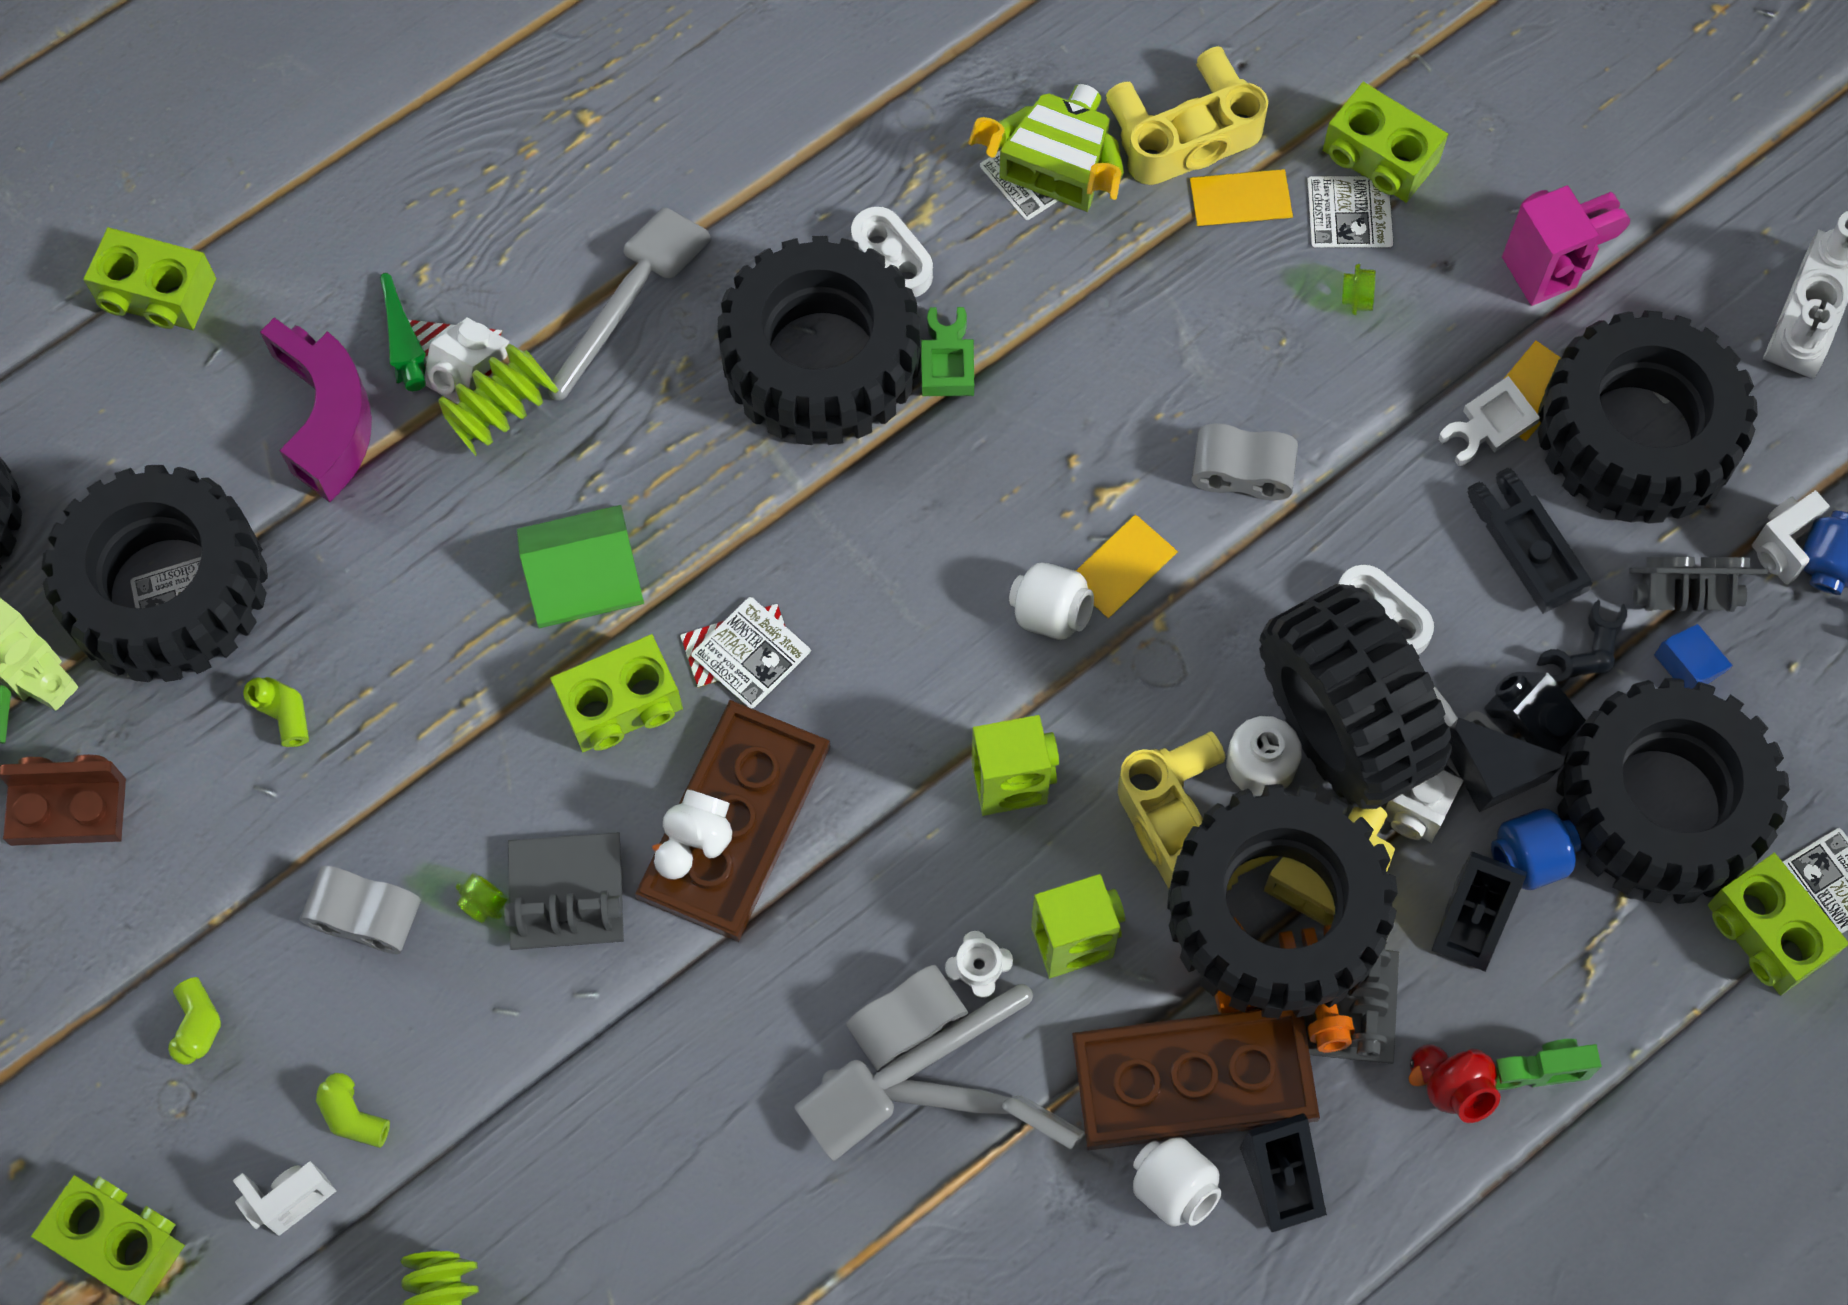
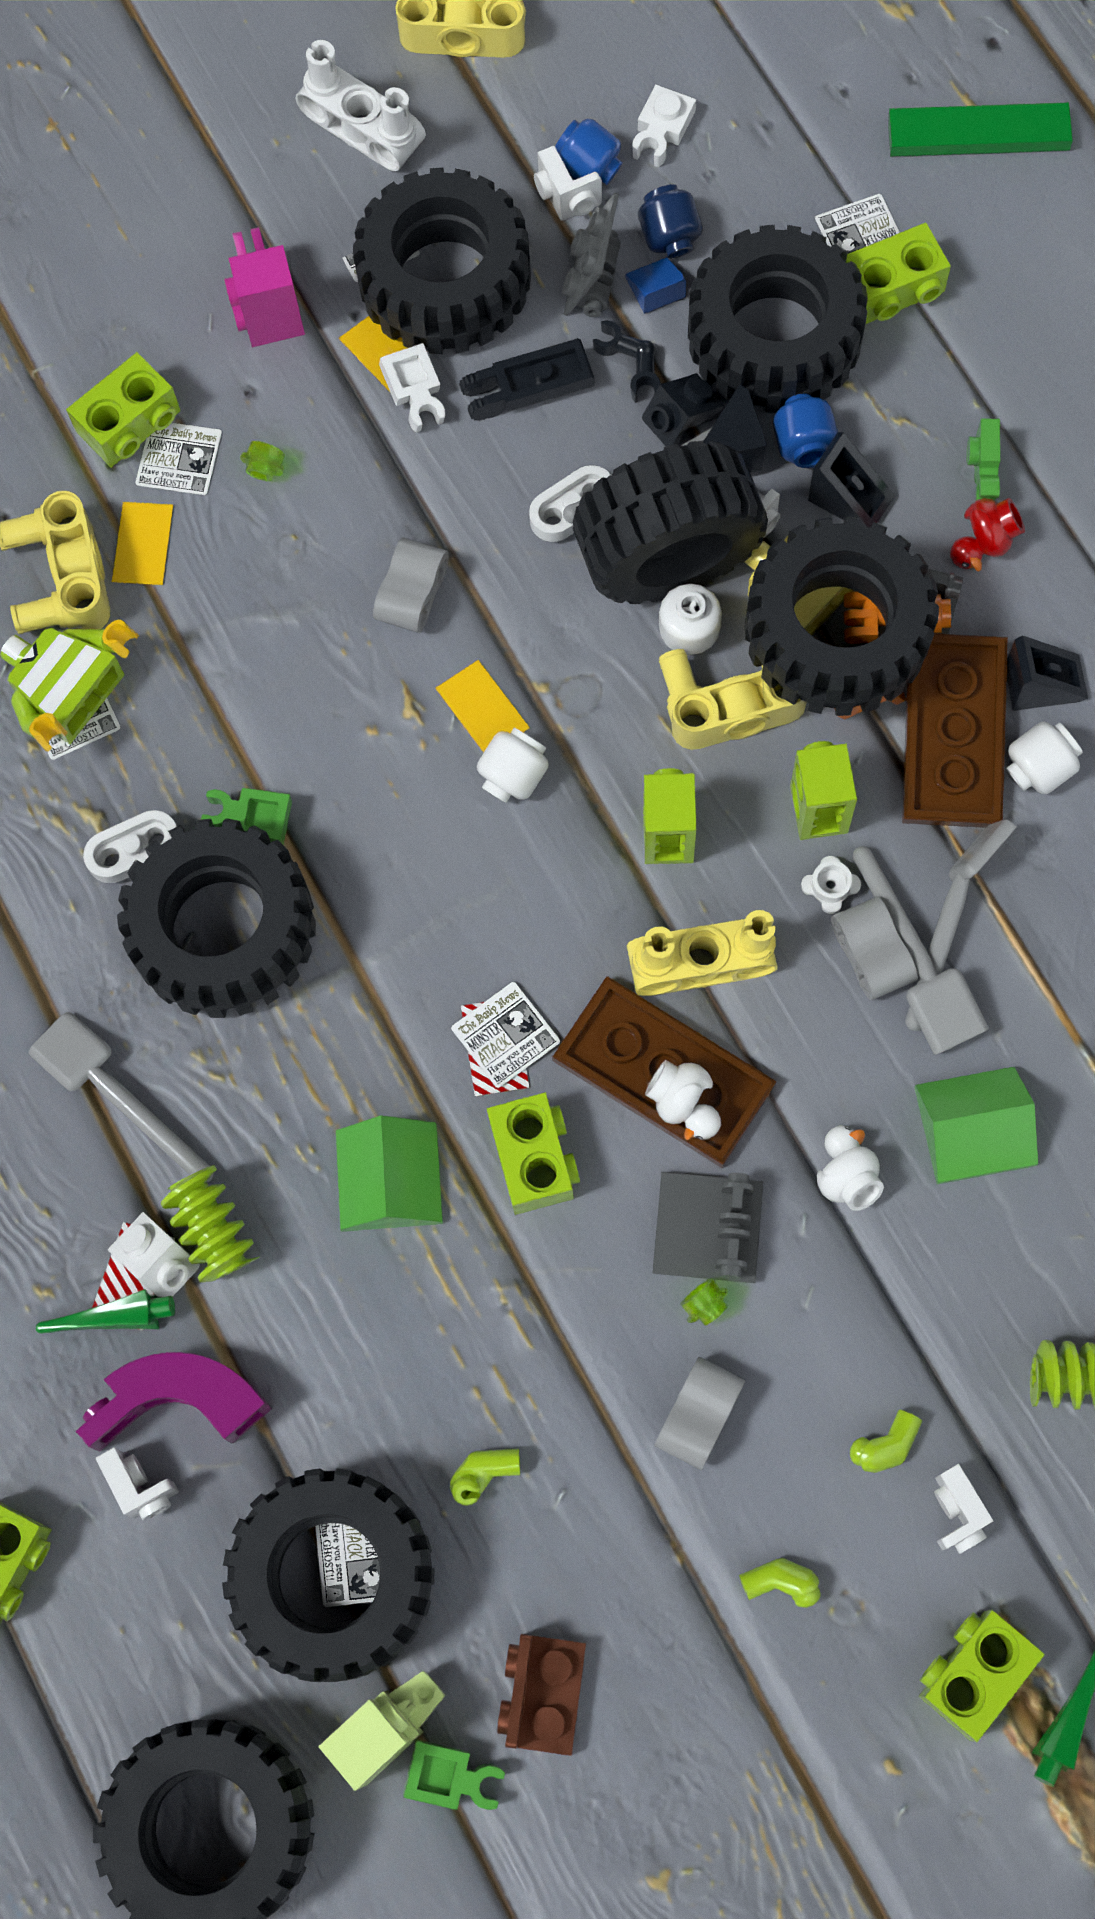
camera: 75 degrees left, 5 degrees up
(231, 380) = (125, 1480): none -> white bracket
(641, 1031) = (852, 1172): none -> white animal
(721, 1163) = (978, 1124): none -> bright green slope
(853, 798) = (739, 947): none -> light yellow piece
(1775, 656) = (670, 221): none -> dark blue head

